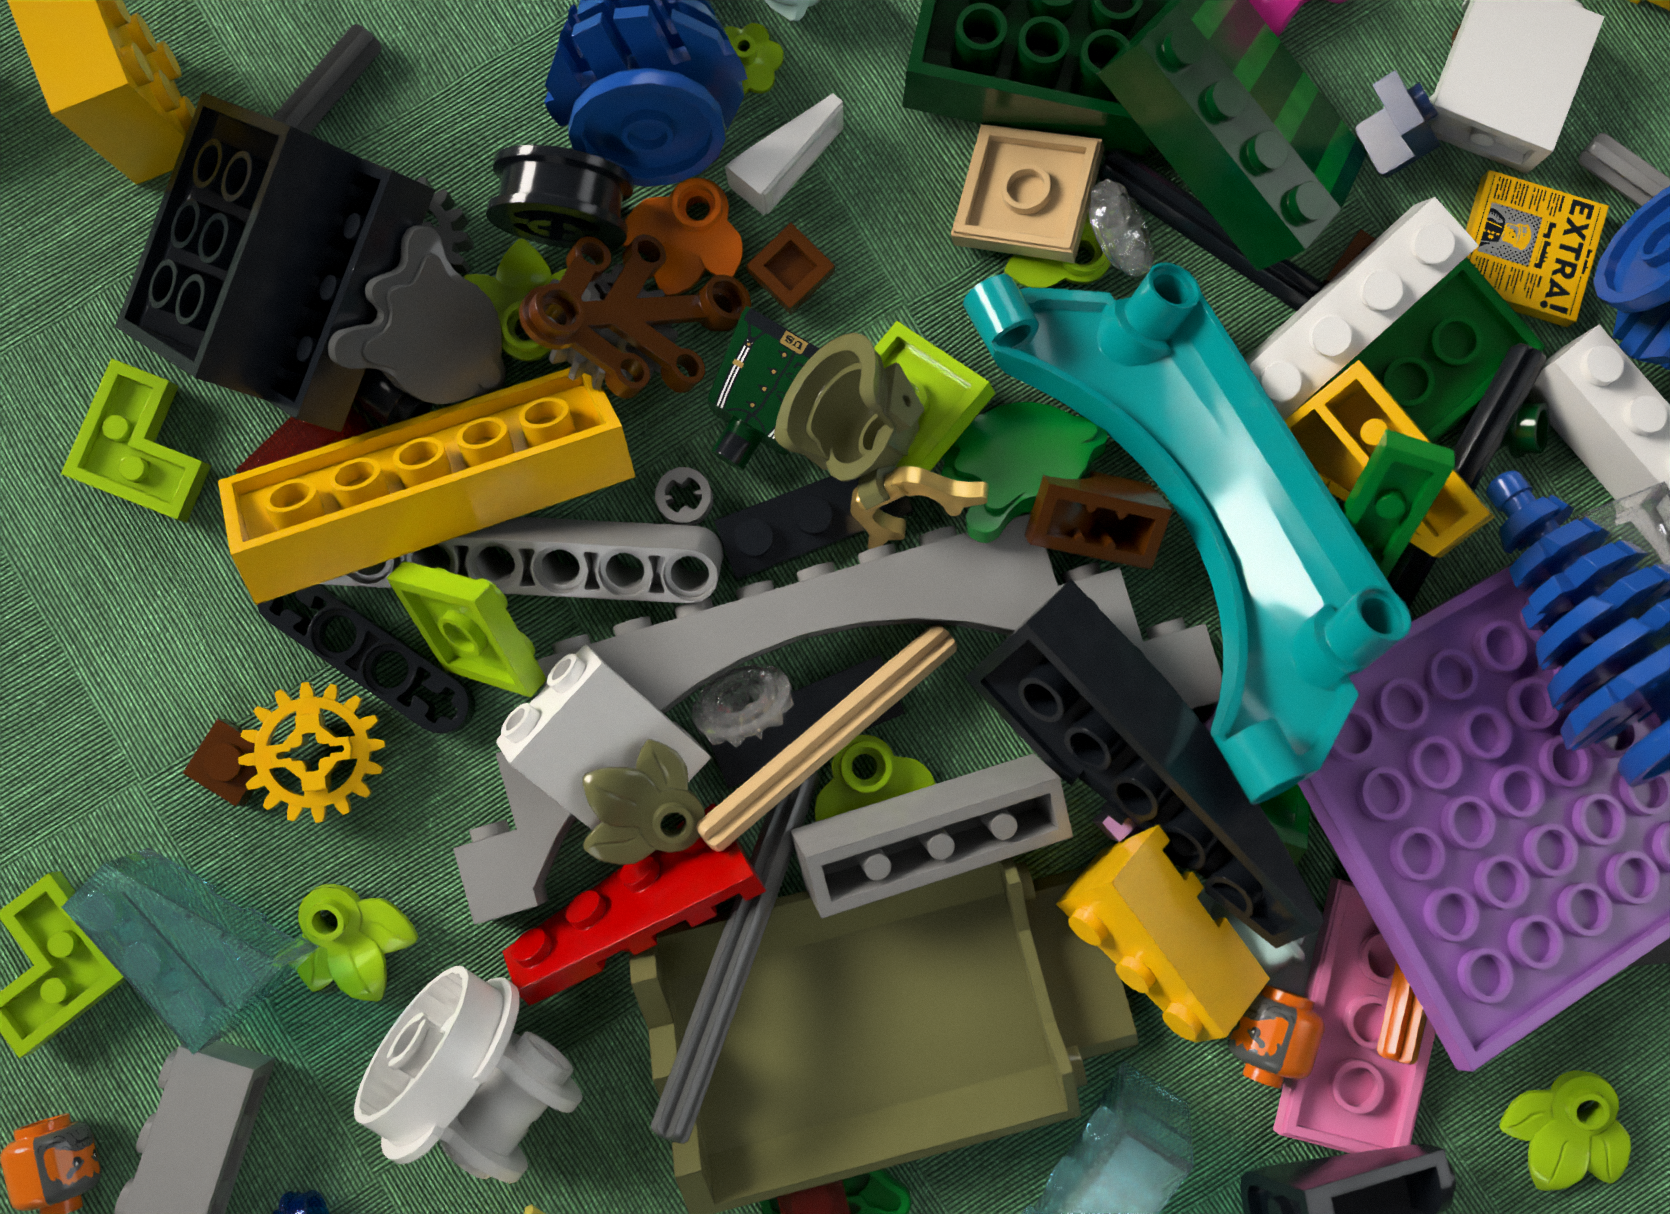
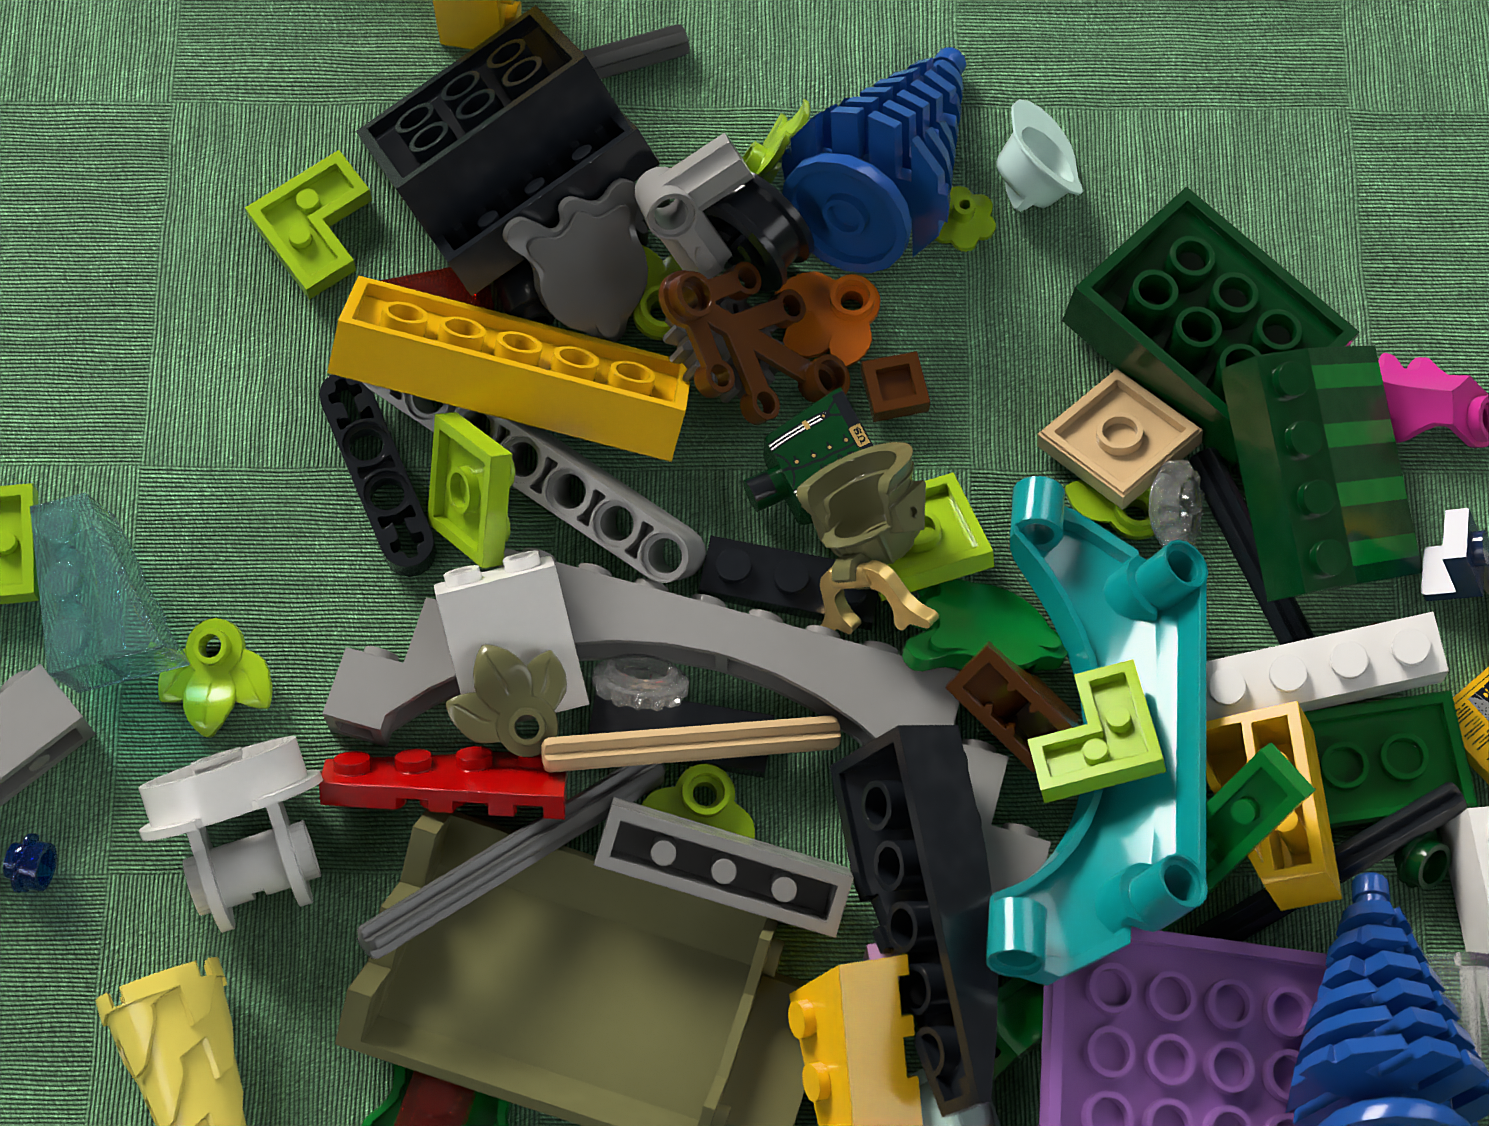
camera: 30 degrees right, 15 degrees down
(217, 764) = (219, 491): reddish brown plate -> none
(318, 783) = (267, 505): yellow gear -> none
(476, 215) = (695, 186): none -> light grey piece
(526, 117) = (765, 158): none -> lime plate
(682, 478) = (707, 491): light grey bush -> none
(779, 160) = (940, 302): white slope -> none
(1218, 507) = (1110, 748): none -> lime plate

